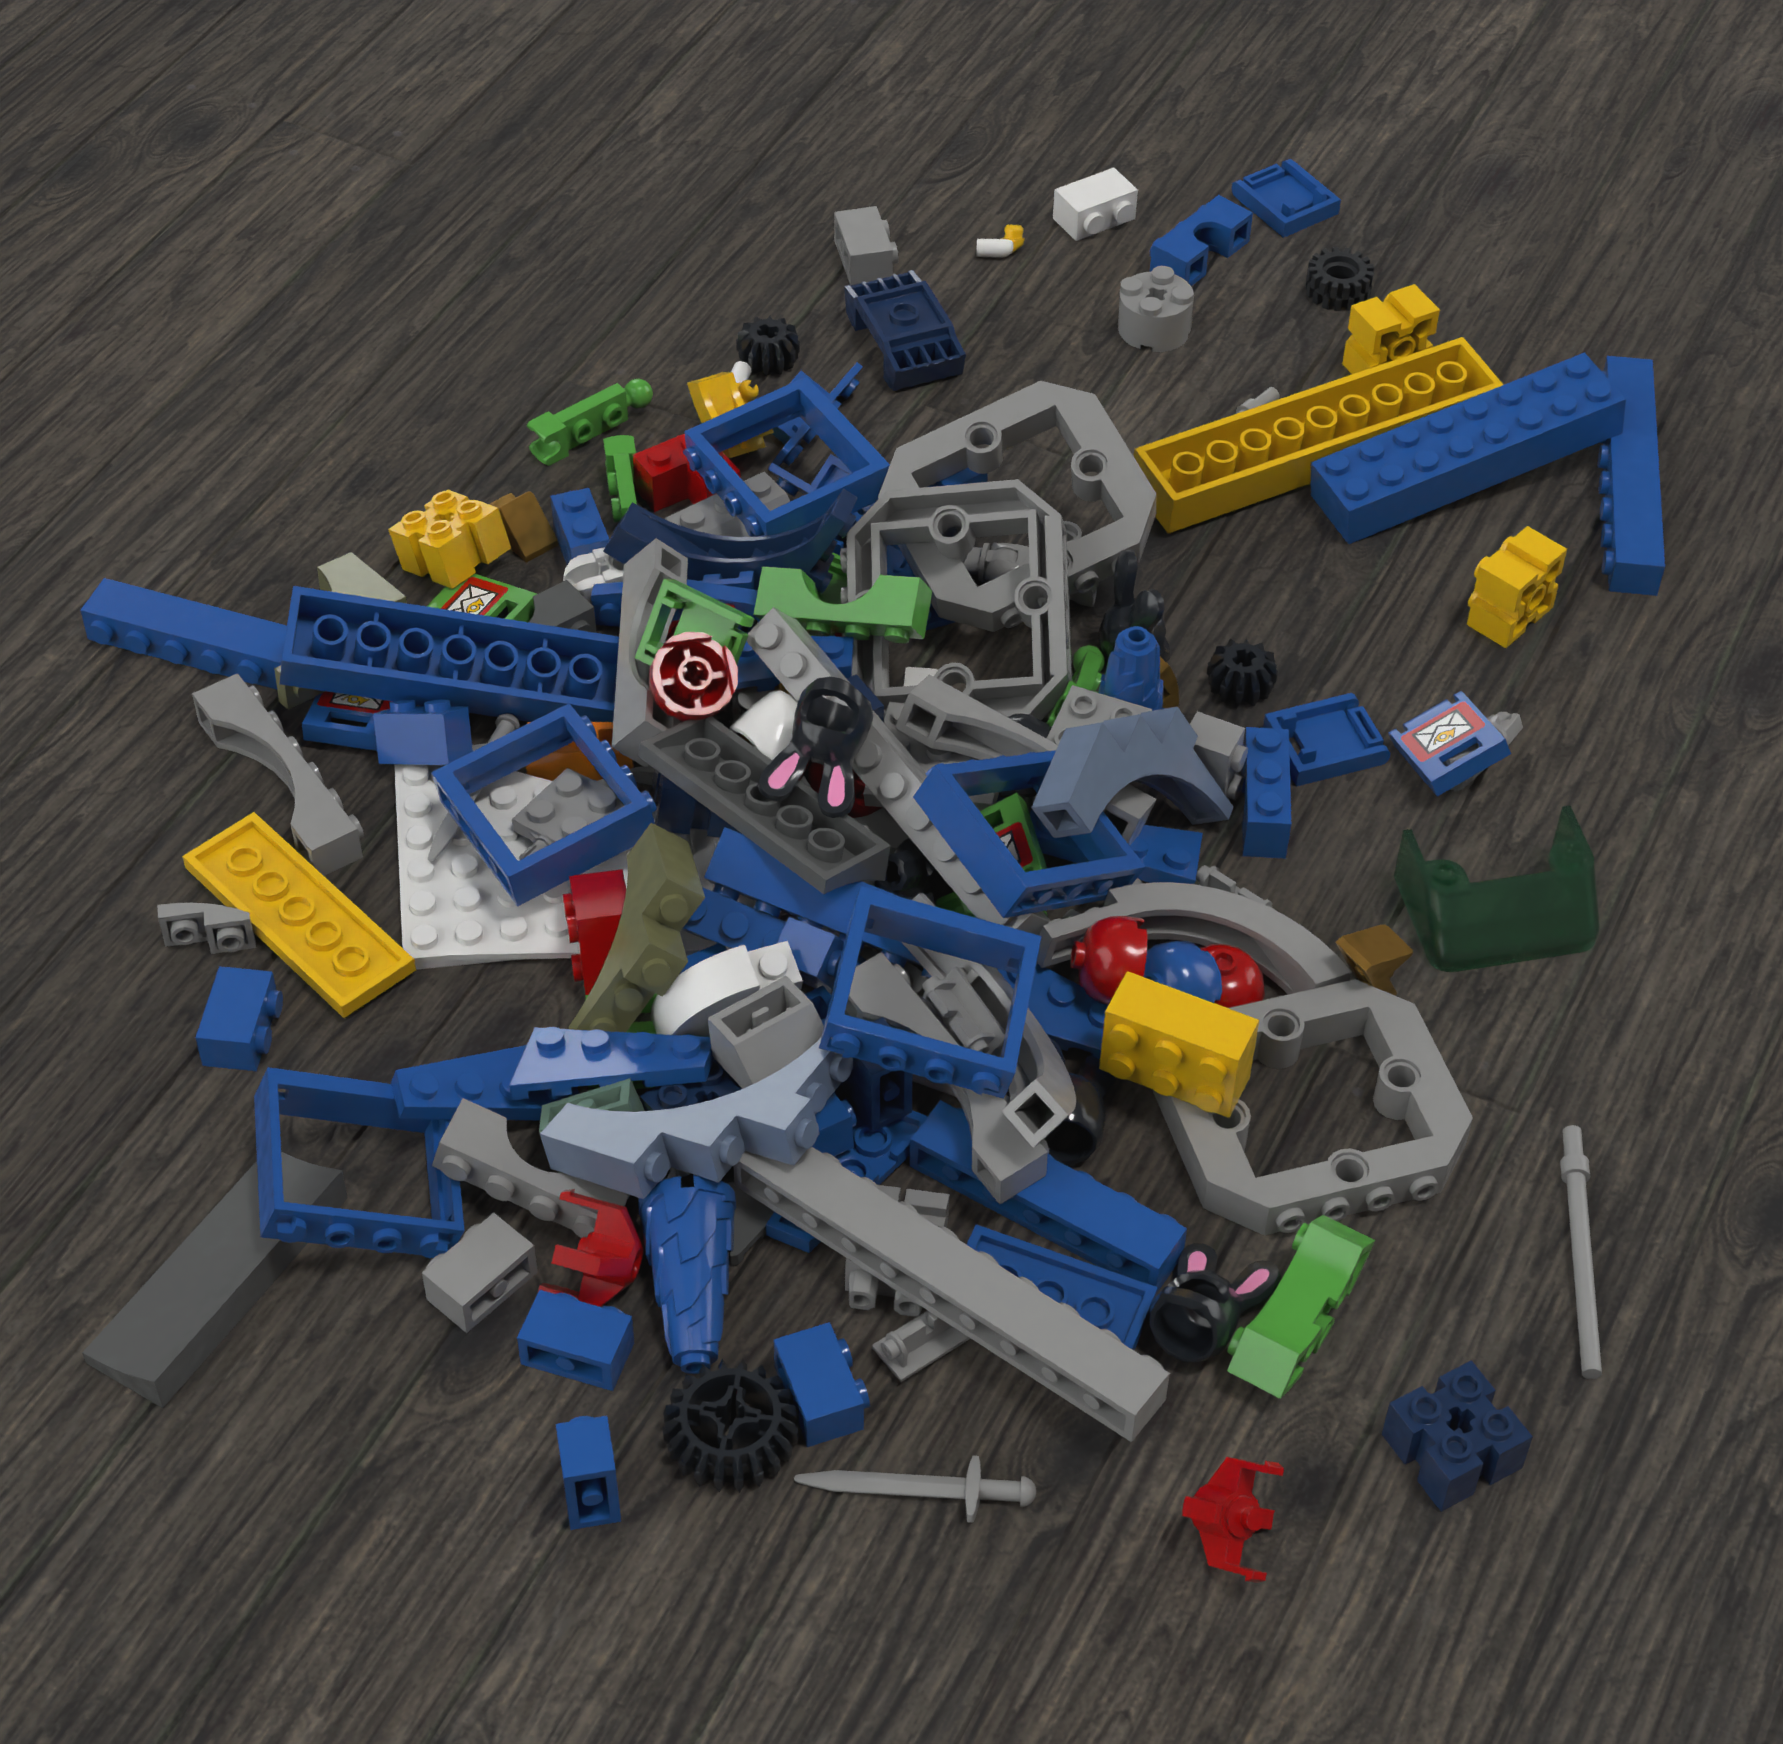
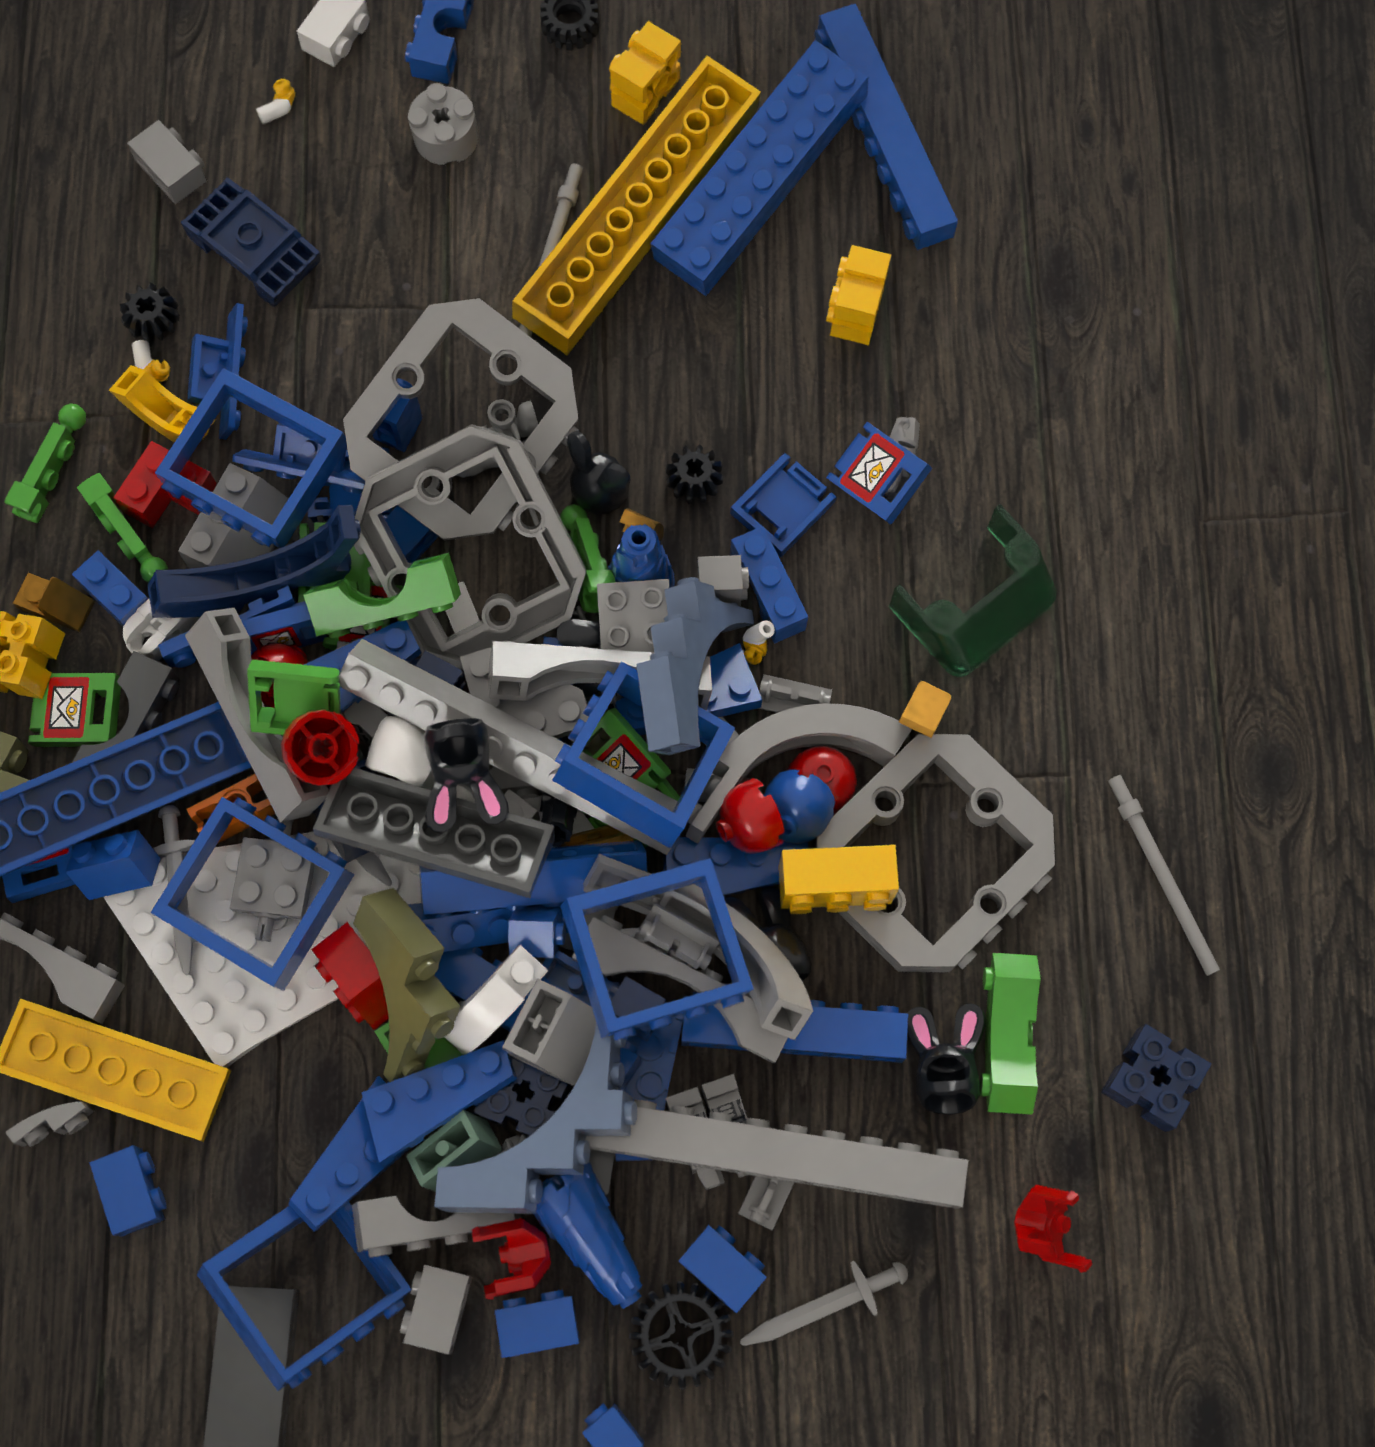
camera: 30 degrees left, 25 degrees up
(1094, 1292) = (851, 1102): blue wing -> none
(1222, 834) = (756, 641): none -> arm

